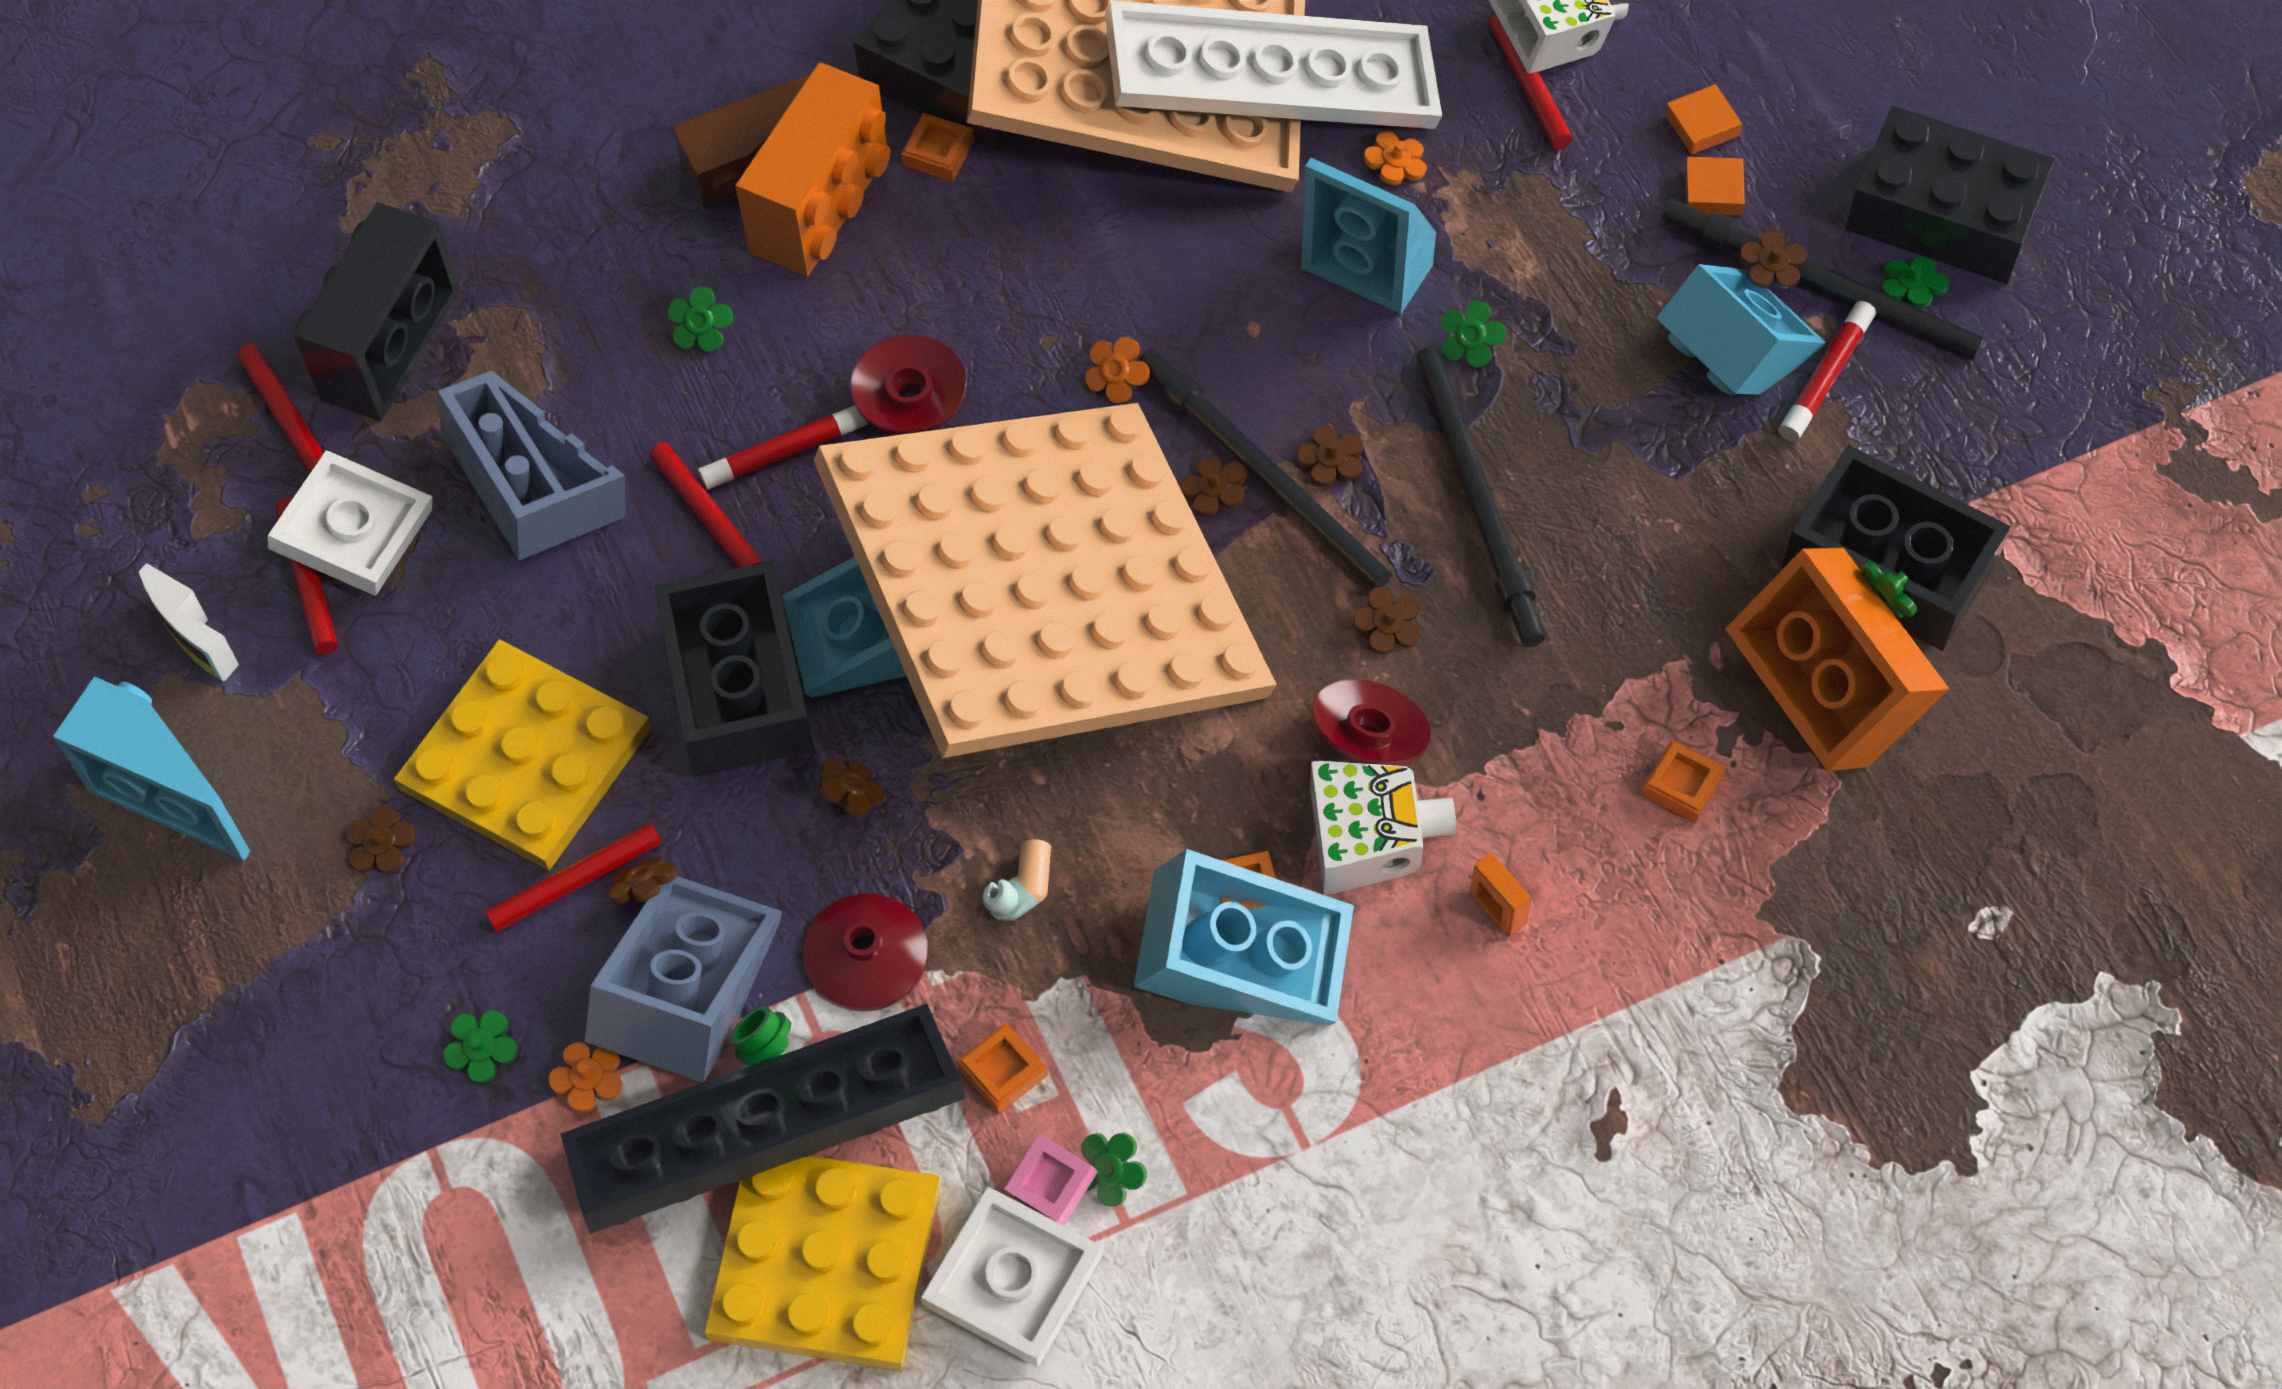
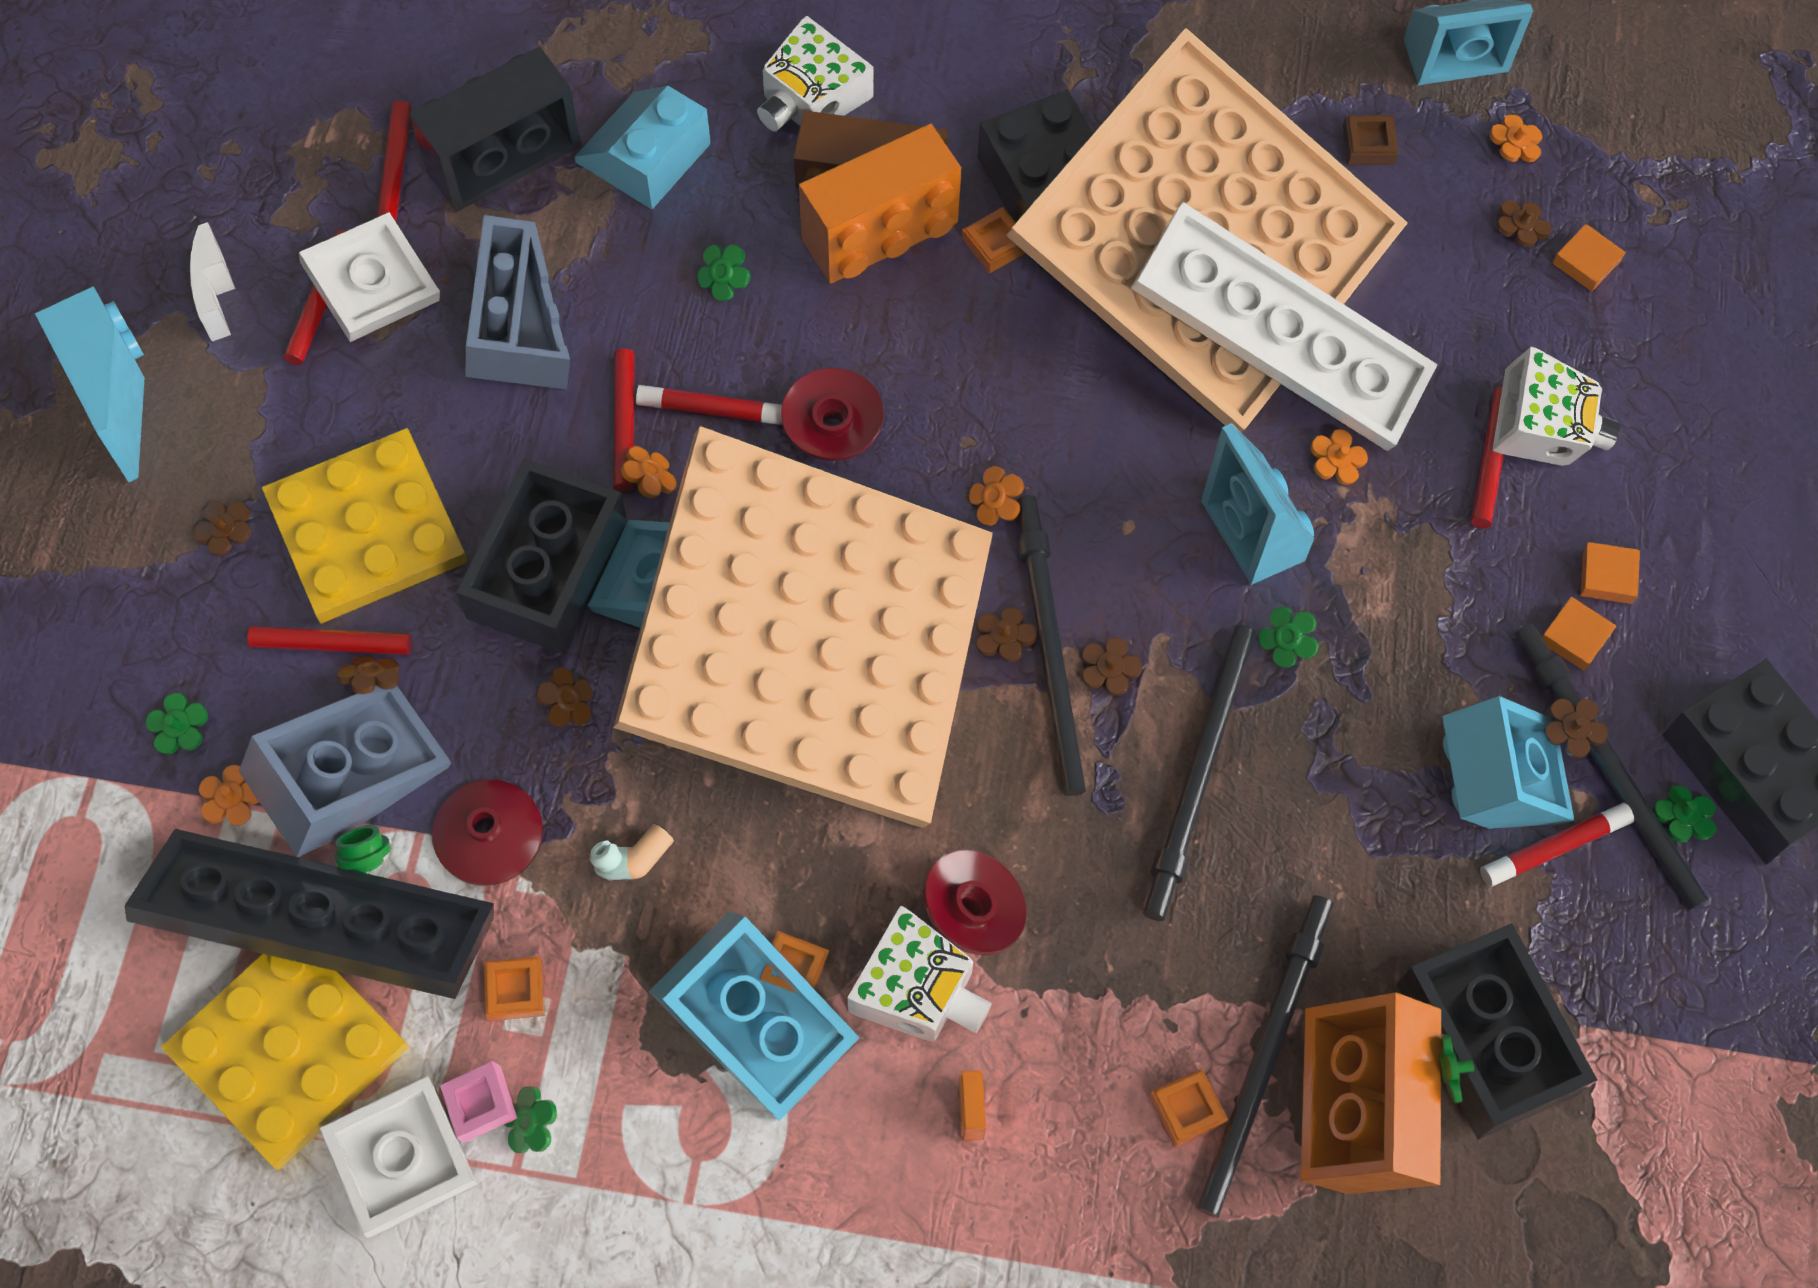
camera: 30 degrees right, 5 degrees up
(530, 245) = (648, 143): none -> medium azure slope
(649, 92) = (813, 75): none -> white torso
(769, 541) = (648, 472): none -> orange plant
(1388, 621) = (1056, 826): reddish brown plant -> none
(1685, 592) = (1303, 953): none -> black bar

